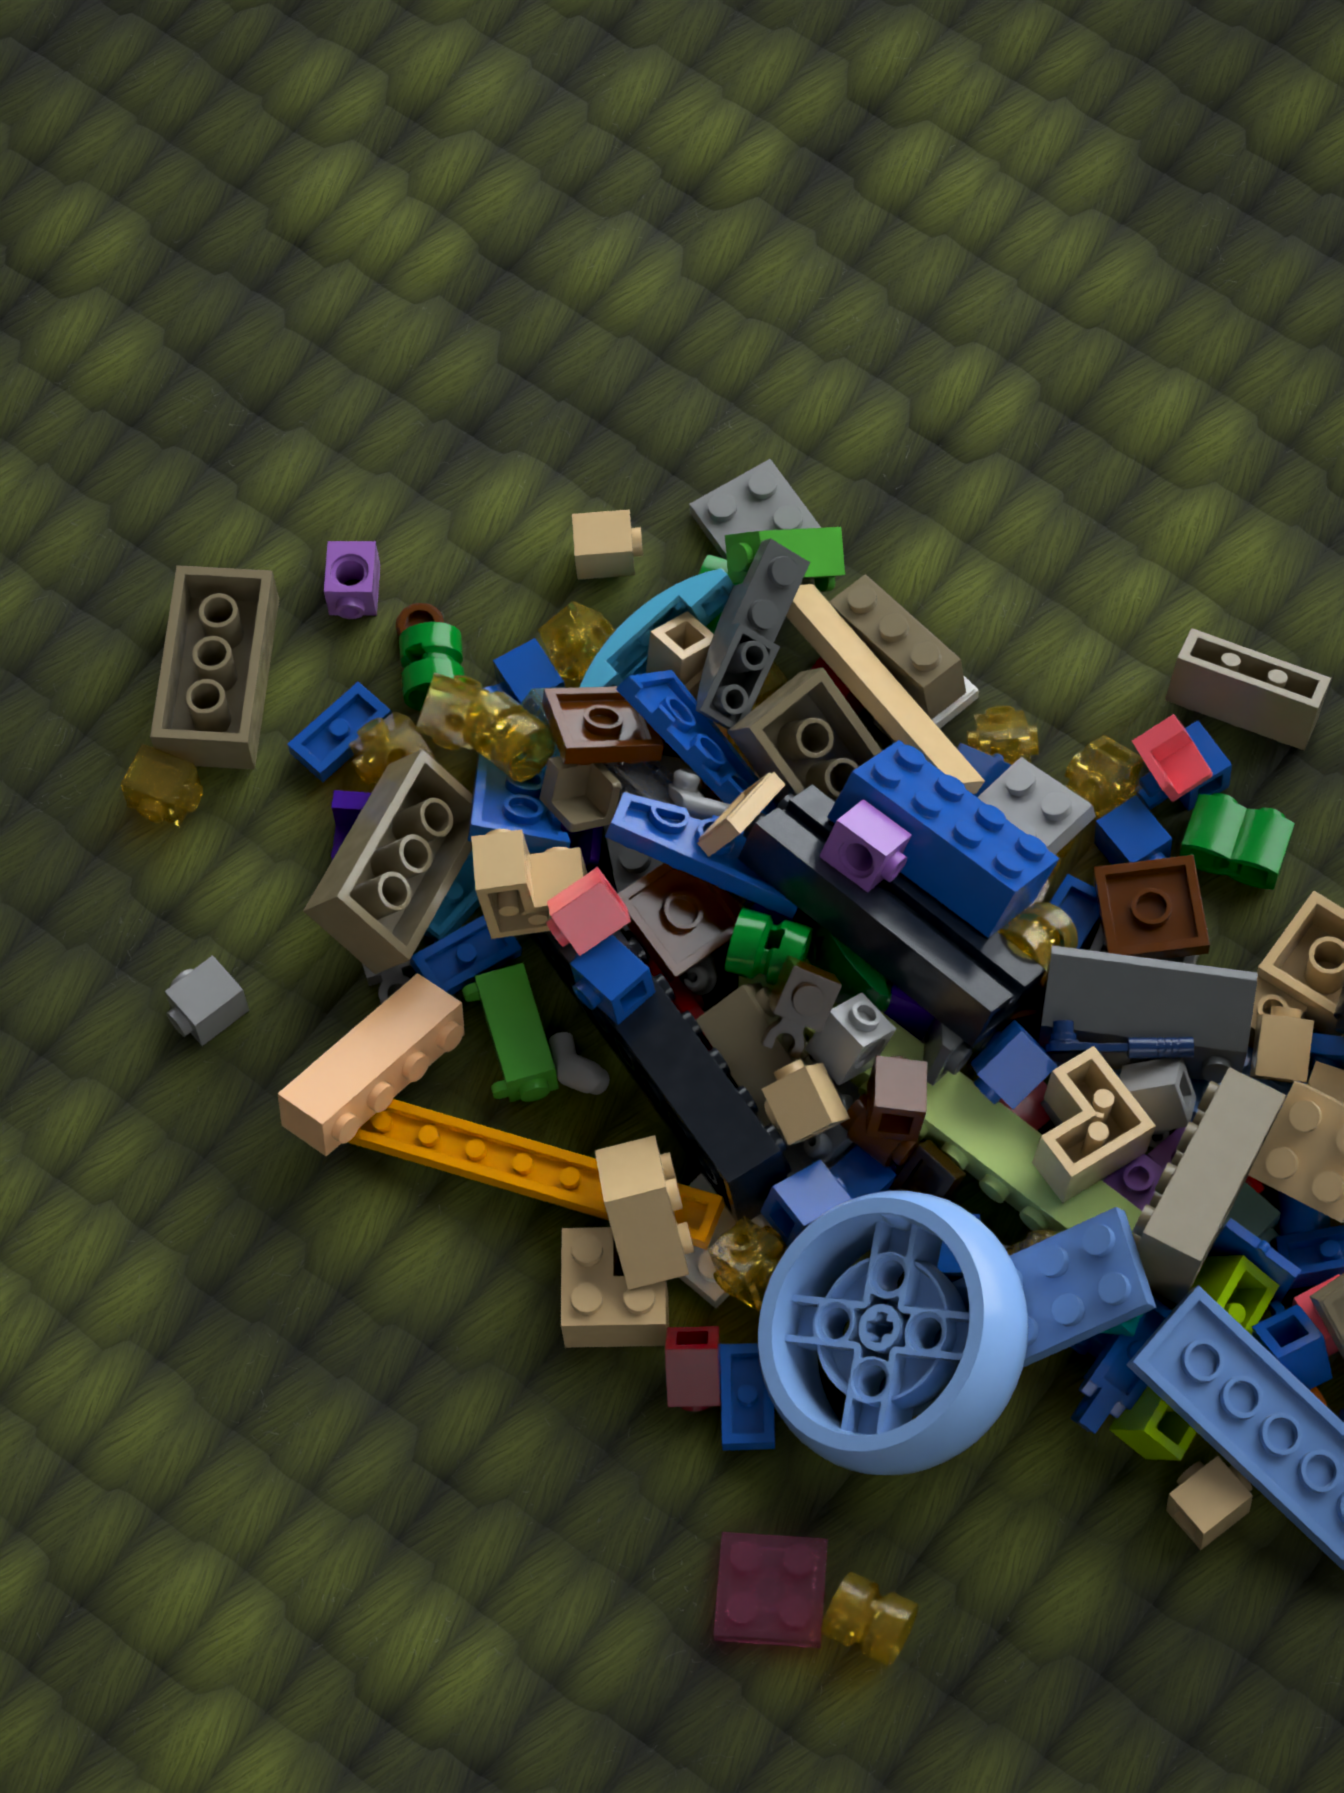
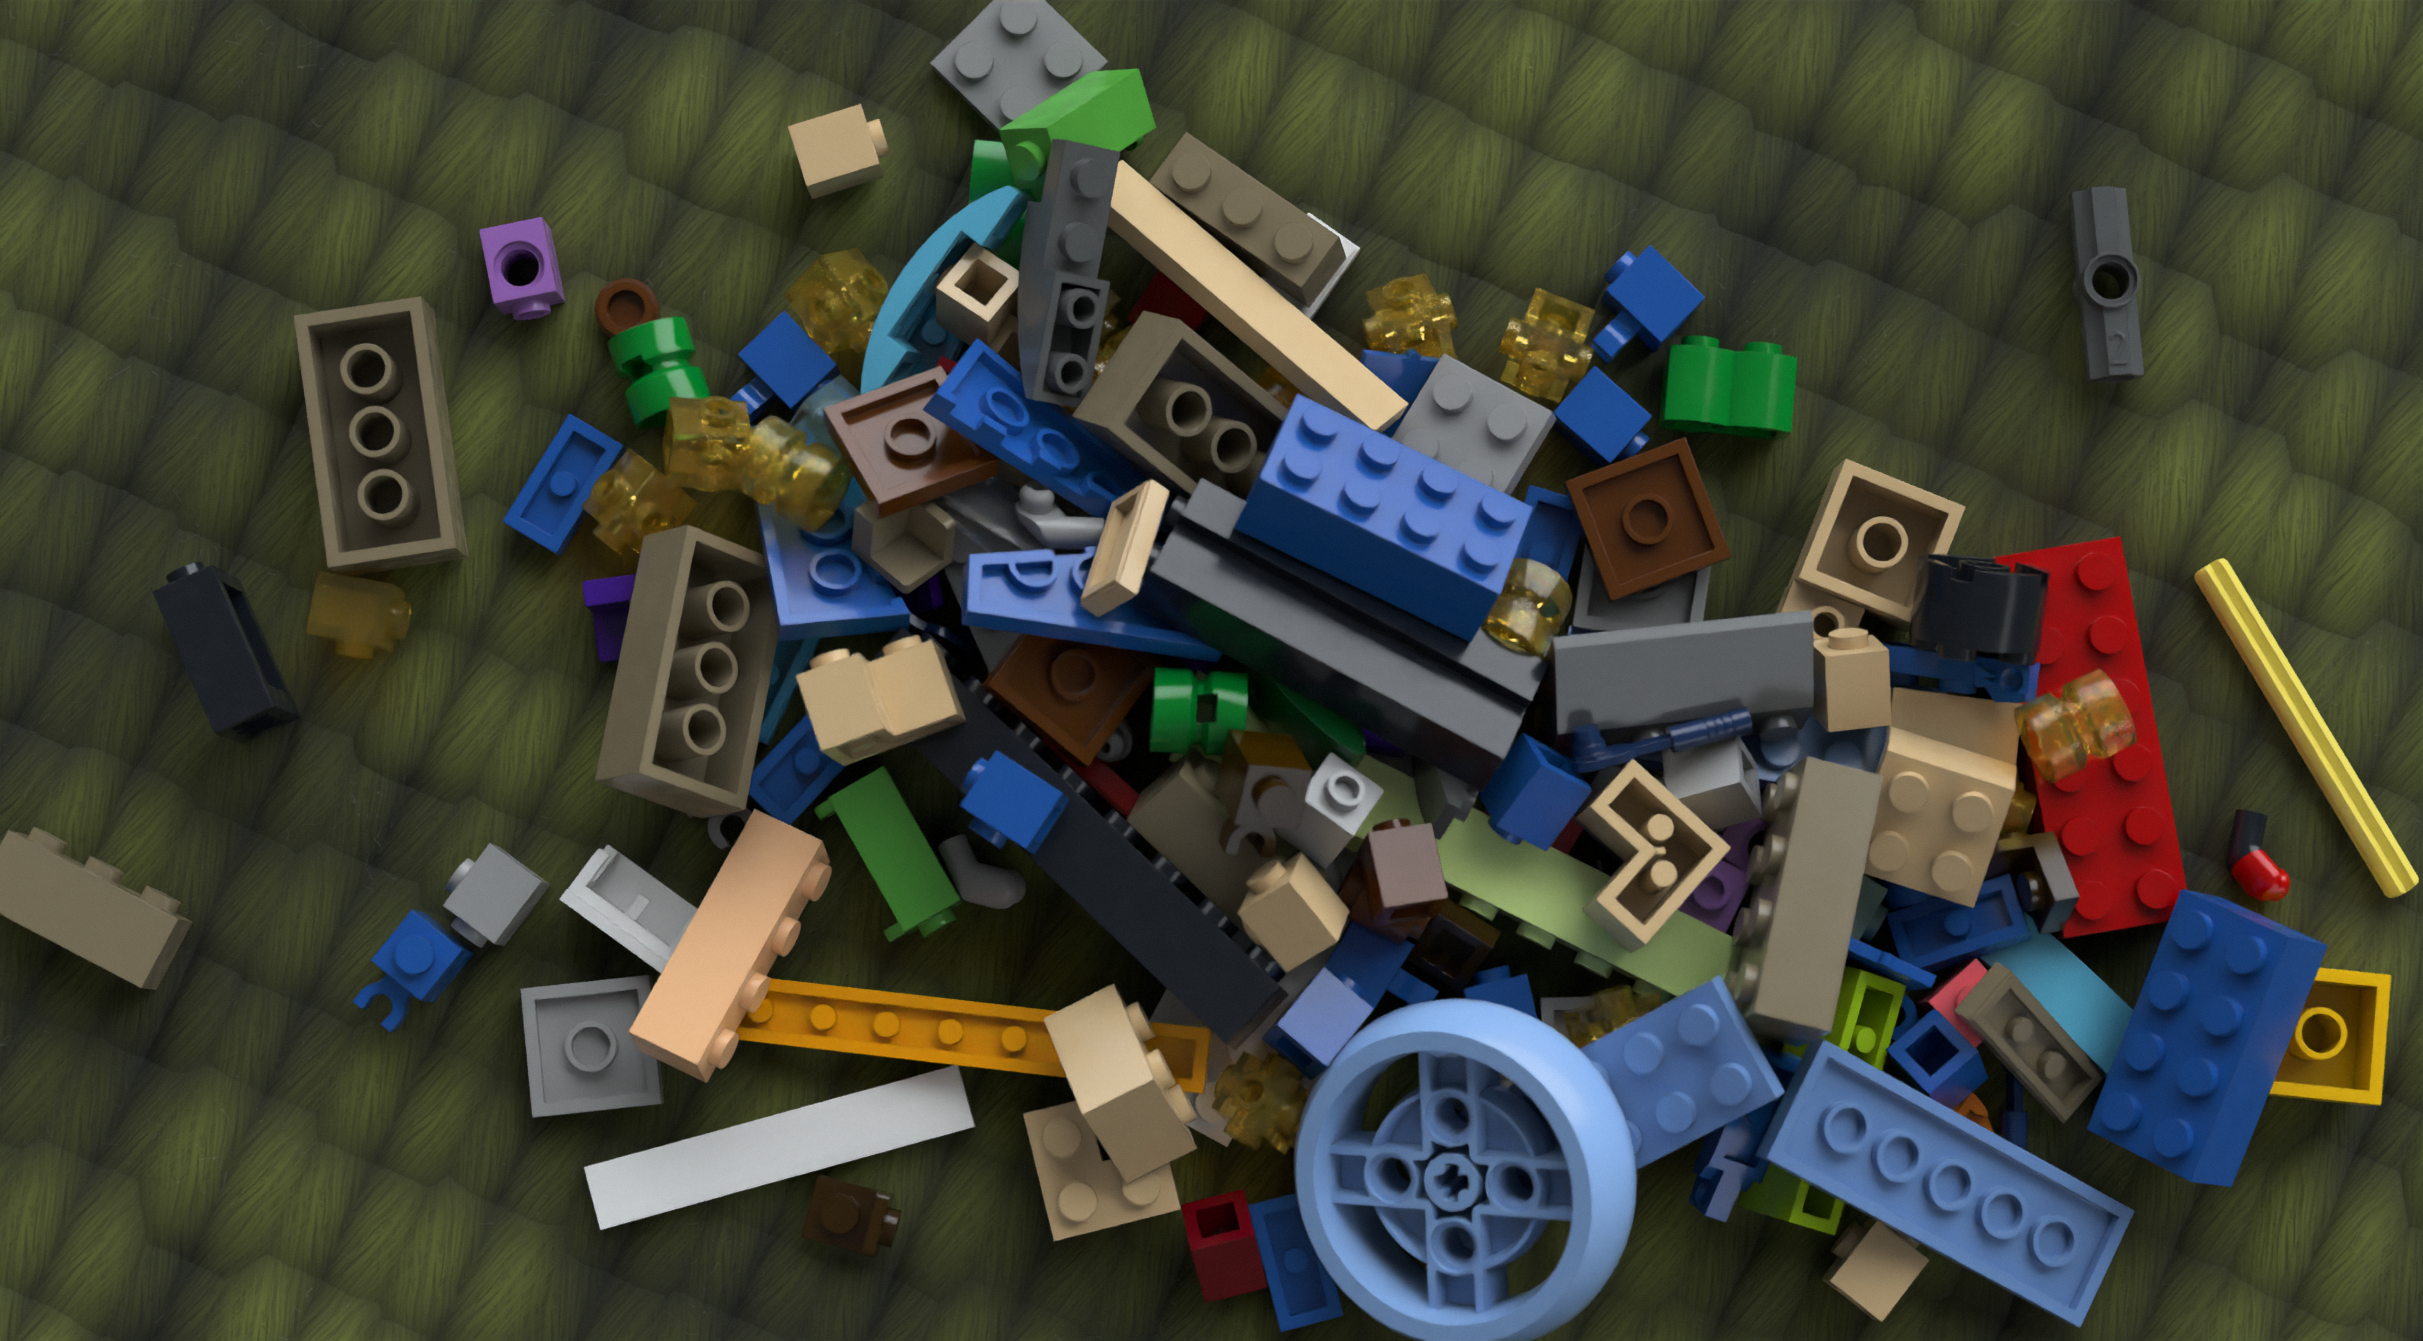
camera: 20 degrees left, 20 degrees up
(58, 786) = (225, 652): none -> black window
(134, 1033) = (418, 962): none -> blue brick
(241, 1126) = (583, 1047): none -> light grey plate
(296, 1024) = (630, 906): none -> white hinge
(369, 1229) = (779, 1147): none -> white tile
(410, 1291) = (851, 1216): none -> dark brown bracket
(586, 912) = (966, 736): coral brick -> none
(866, 846) = (1299, 570): medium lavender brick -> none
(1172, 758) = (1634, 315): coral panel -> none
(1247, 689) = (1701, 183): dark tan brick -> none

